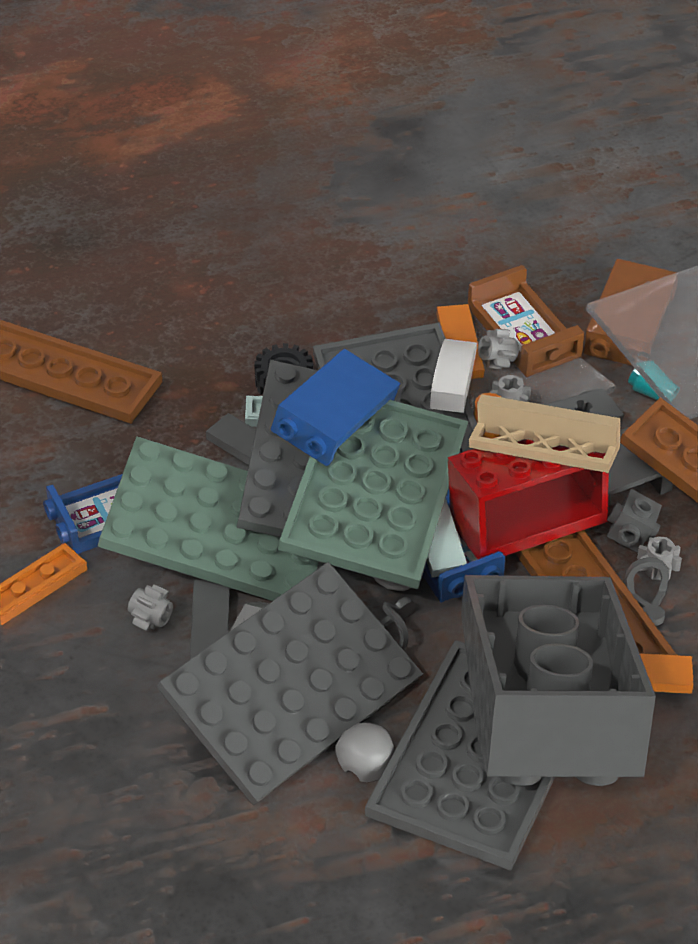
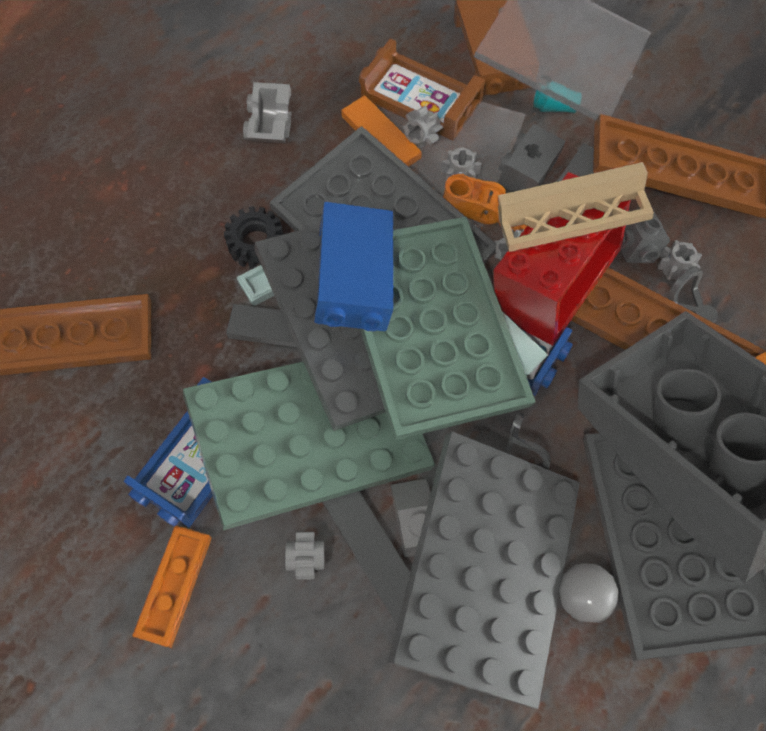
camera: 30 degrees left, 20 degrees up
(370, 283) = (269, 112): none -> light grey cylinder
(453, 375) = (414, 173): white slope -> none

